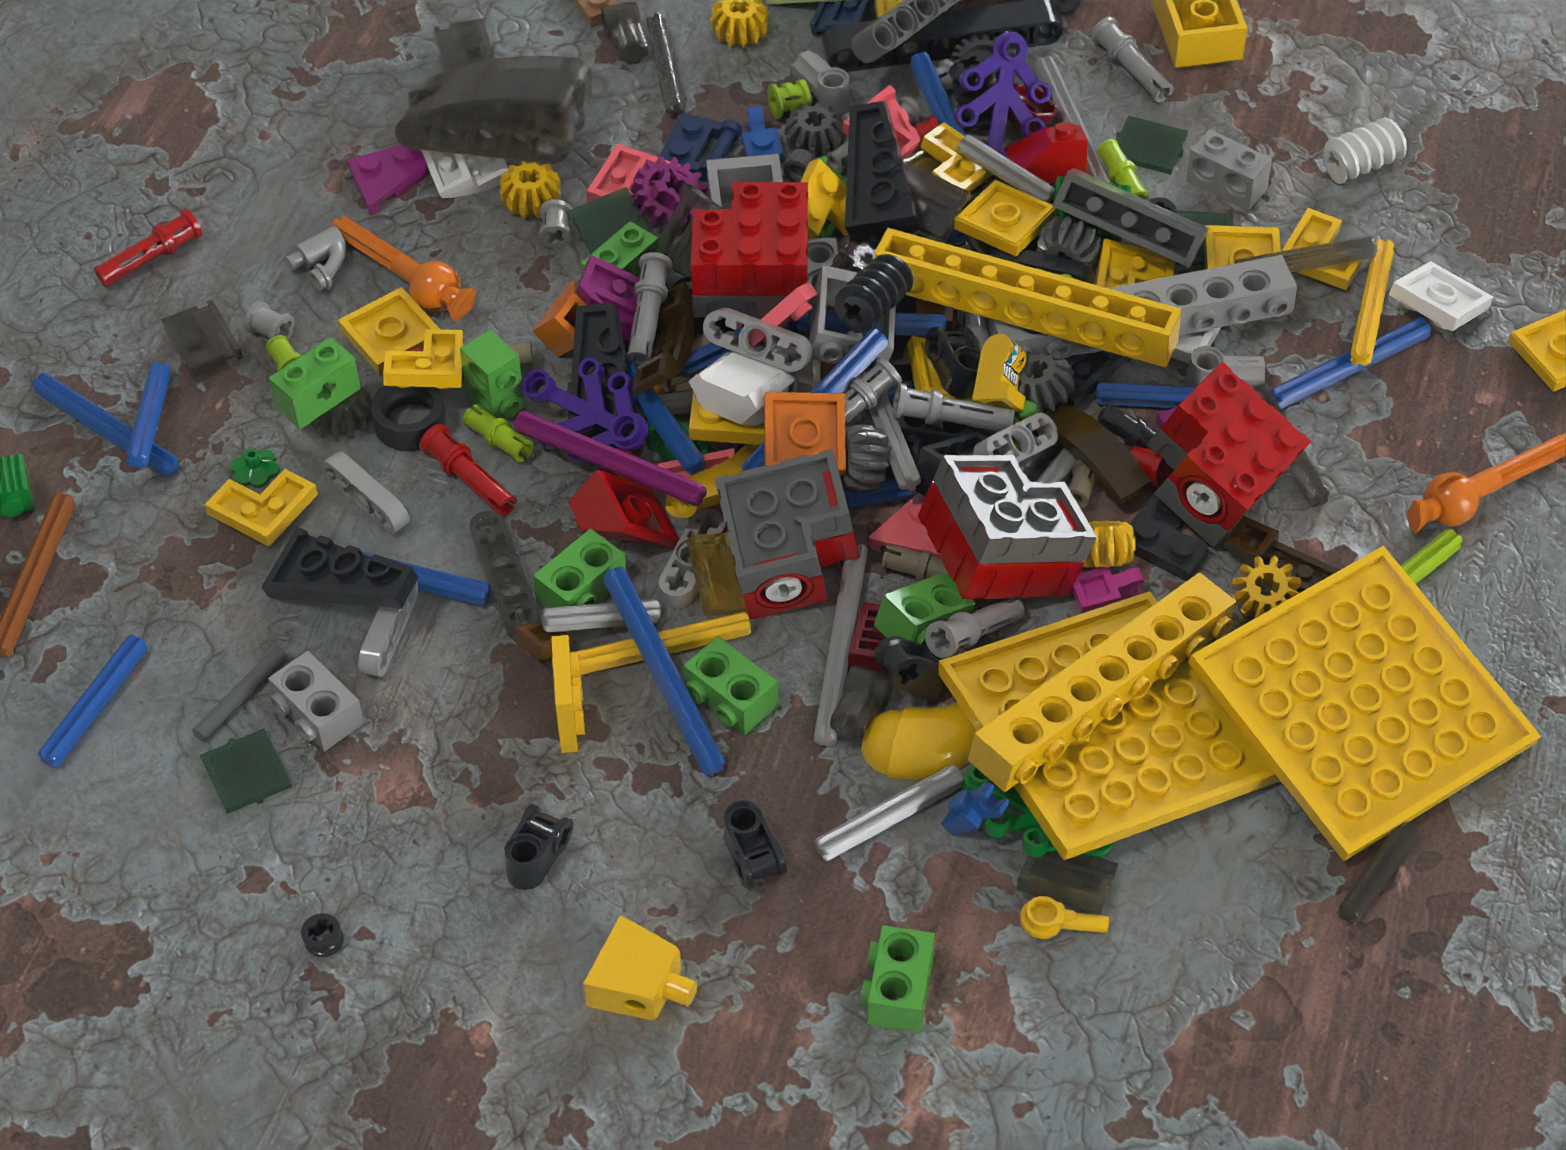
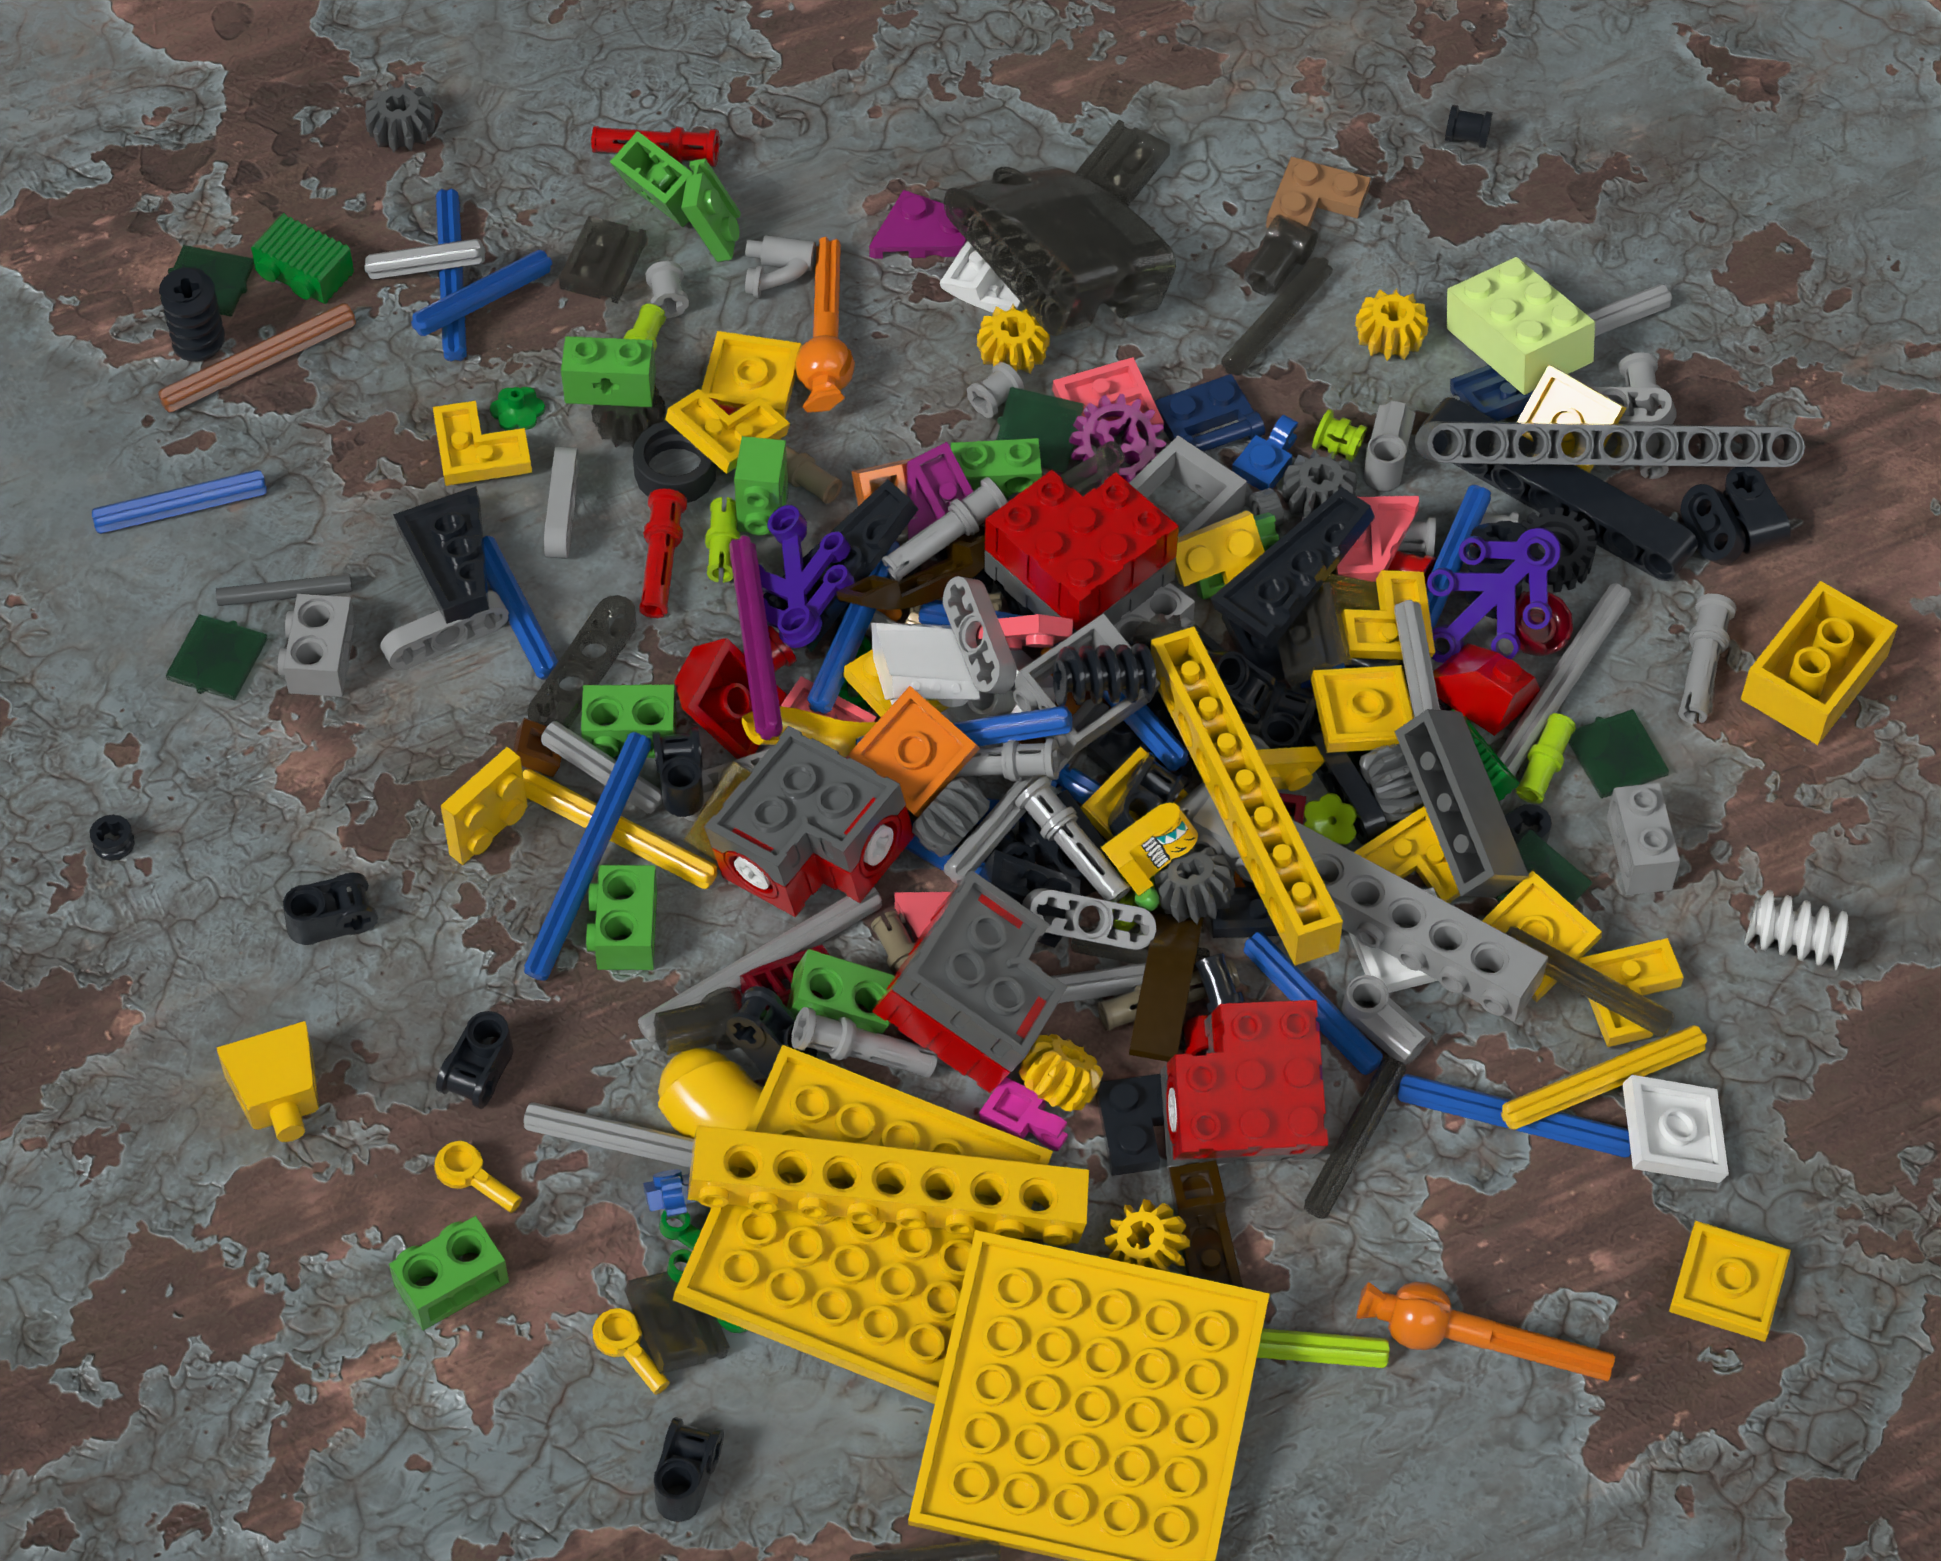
camera: 45 degrees right, 5 degrees up
(81, 424) = (425, 259): none -> light grey axle
(185, 262) = (653, 175): none -> bright green brick
(247, 248) = (711, 210): none -> bright green plate
(659, 572) = (679, 765): none -> black piece
(821, 914) = (461, 1166): none -> yellow plate
(1180, 946) = (688, 1461): none -> black piece

